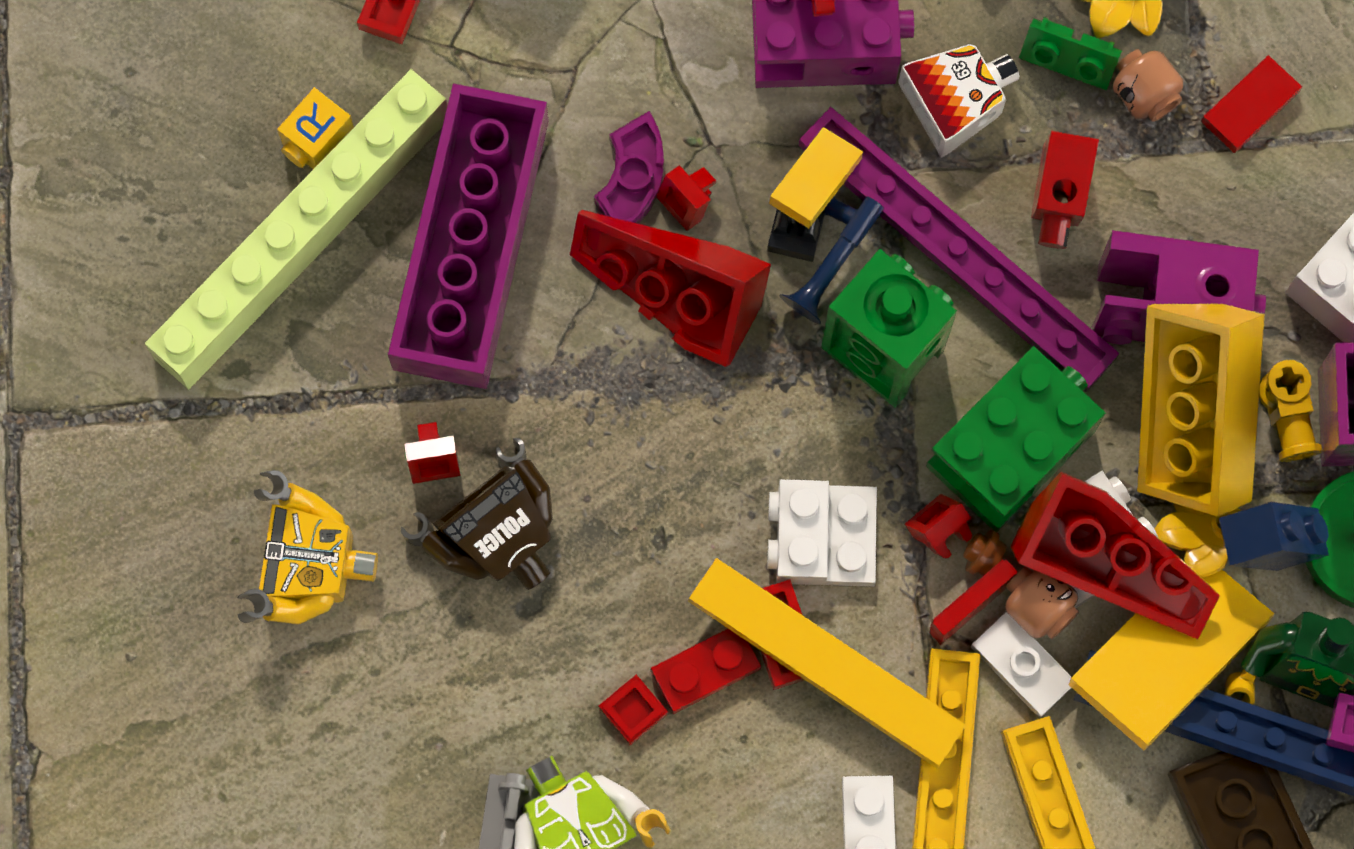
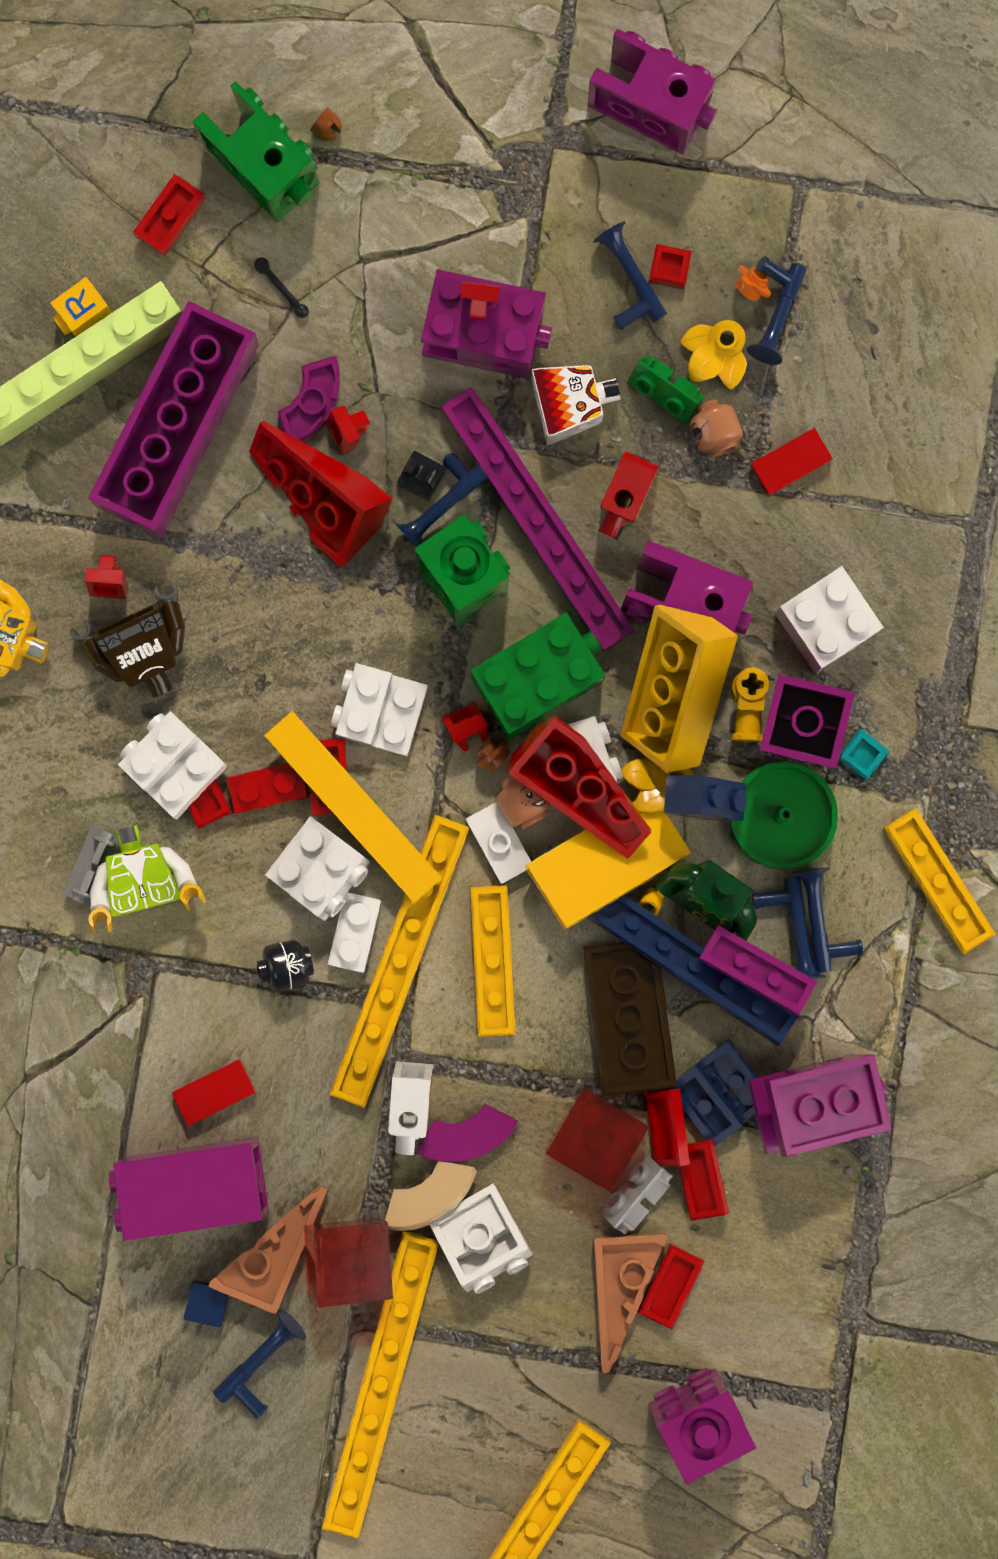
camera: 10 degrees right, 10 degrees up
(527, 28) = (262, 266): none -> black hinge
(575, 667) = (171, 764): none -> white plate
(802, 755) = (318, 869): none -> white plate
(816, 177) = (443, 440): yellow tile -> none
(972, 601) = (473, 788): red tile -> none

